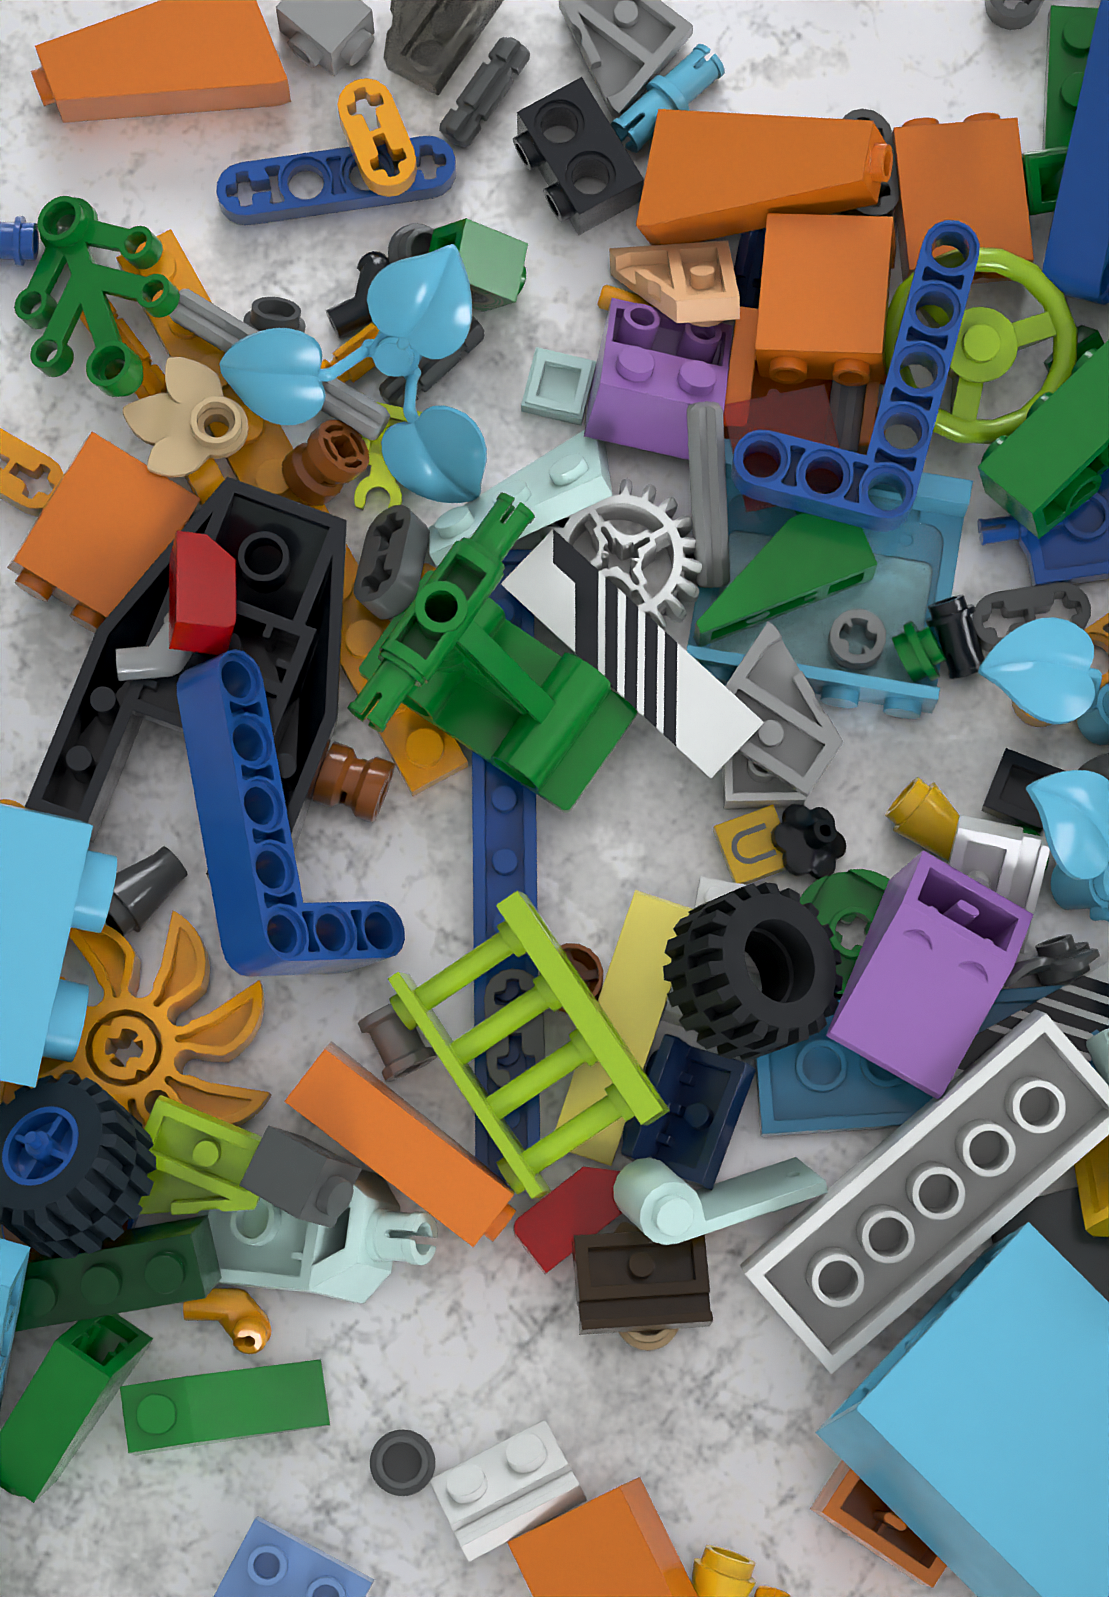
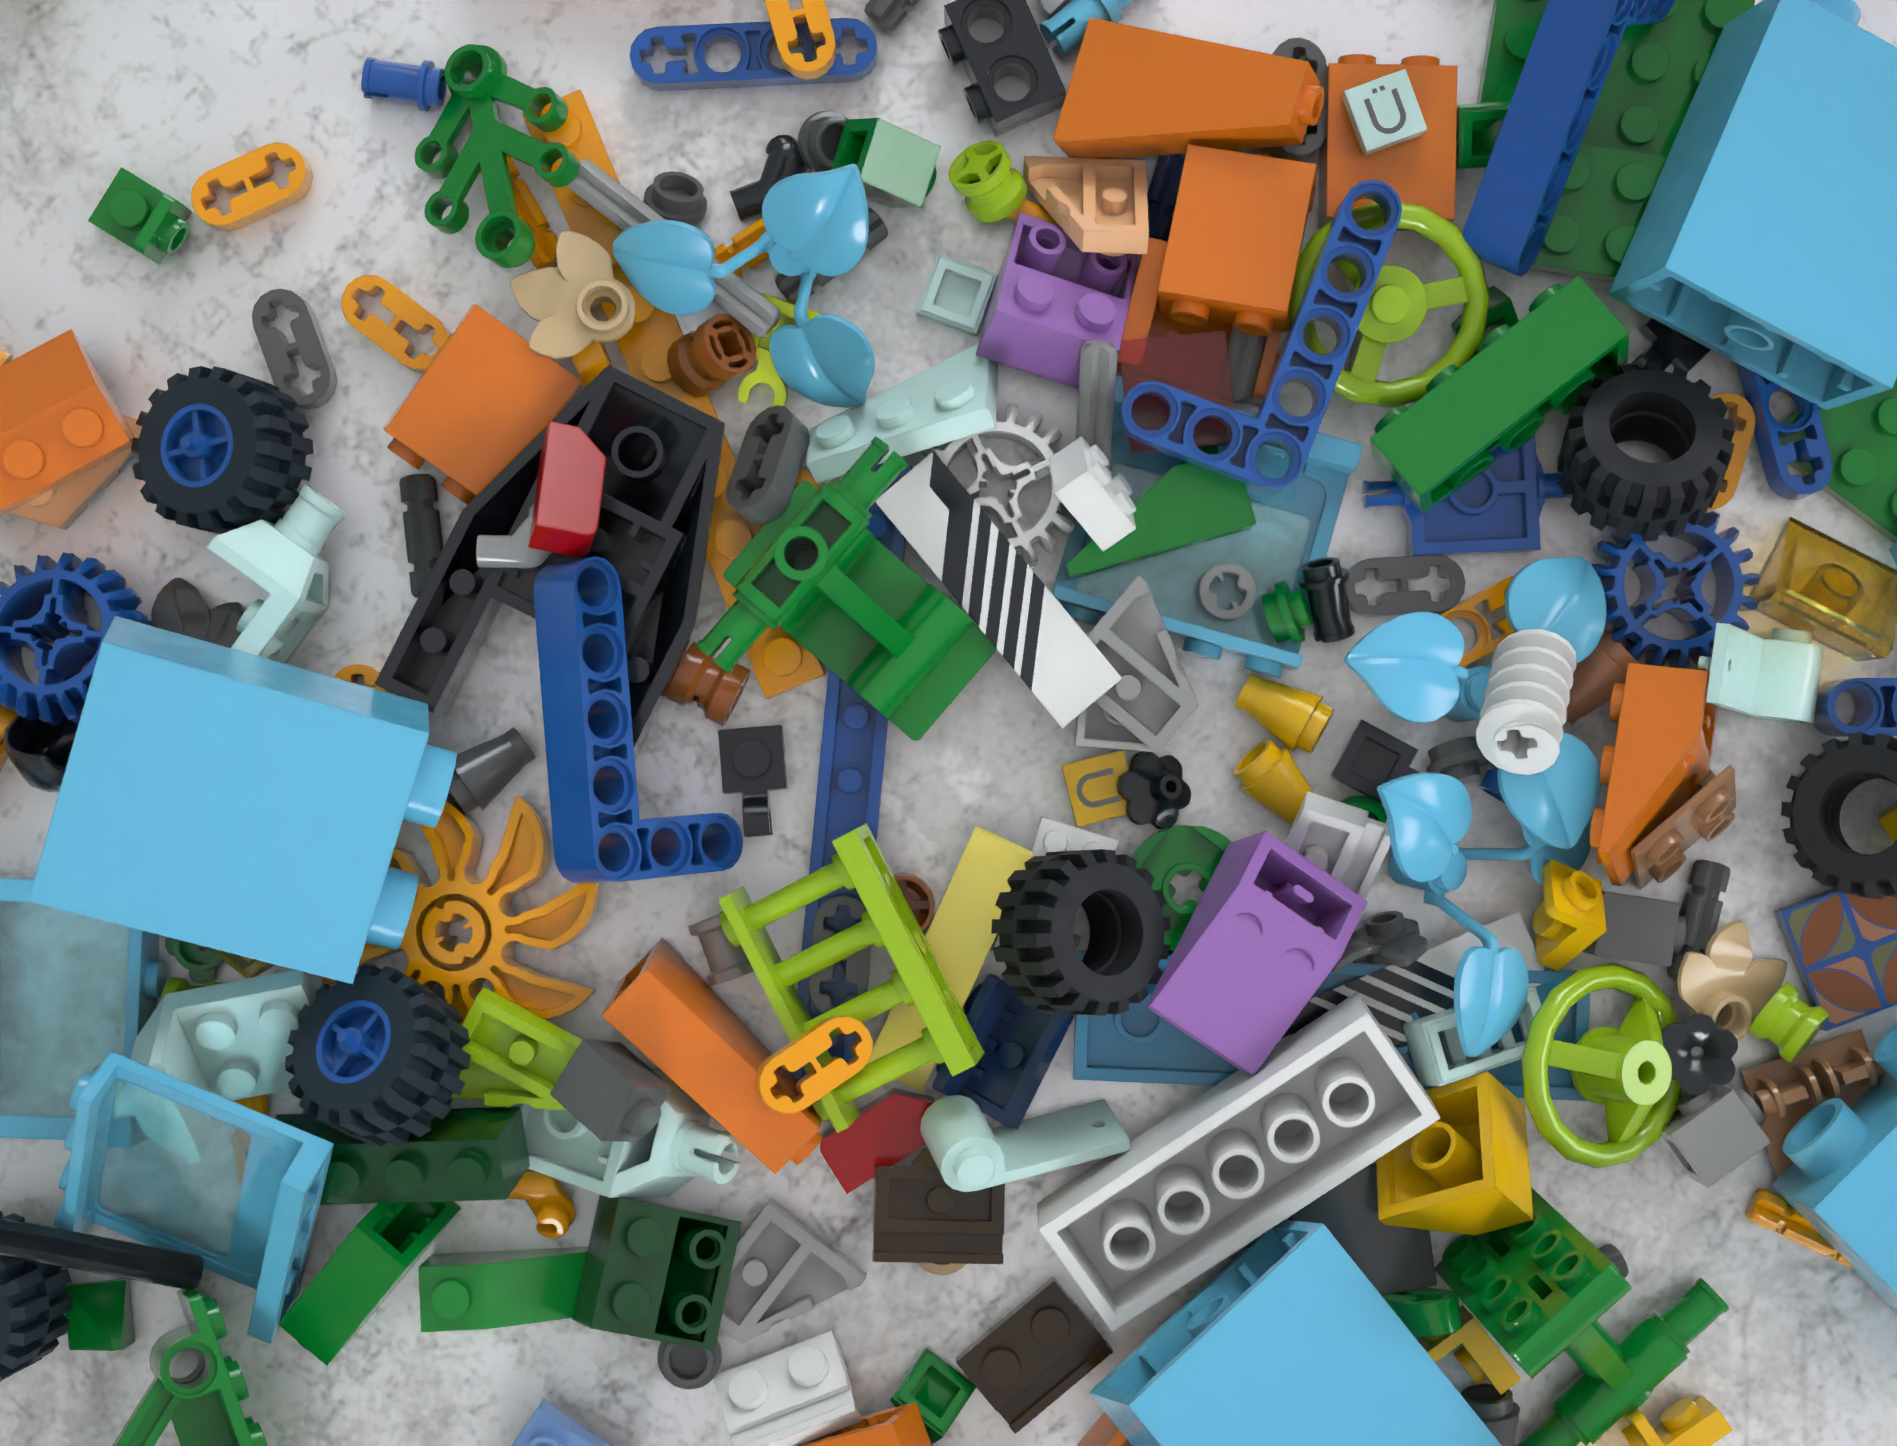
camera: 10 degrees right, 10 degrees up
(52, 661) = (421, 527): none -> dark grey axle
(360, 1370) = (656, 1272): none -> dark green slope
(406, 862) = (753, 765): none -> black plate
(480, 1368) = (781, 1274): none -> light grey wing
(510, 1139) = (822, 1077): none -> light orange beam
(577, 273) = (987, 181): none -> lime wheel
(661, 1469) = (936, 1390): none -> green slope
(710, 544) = (1093, 493): none -> white piece
(755, 1423) = (1034, 1354): none -> dark brown plate
(930, 750) = (1286, 712): none -> yellow cone
(952, 166) = (1384, 112): none -> light aqua tile

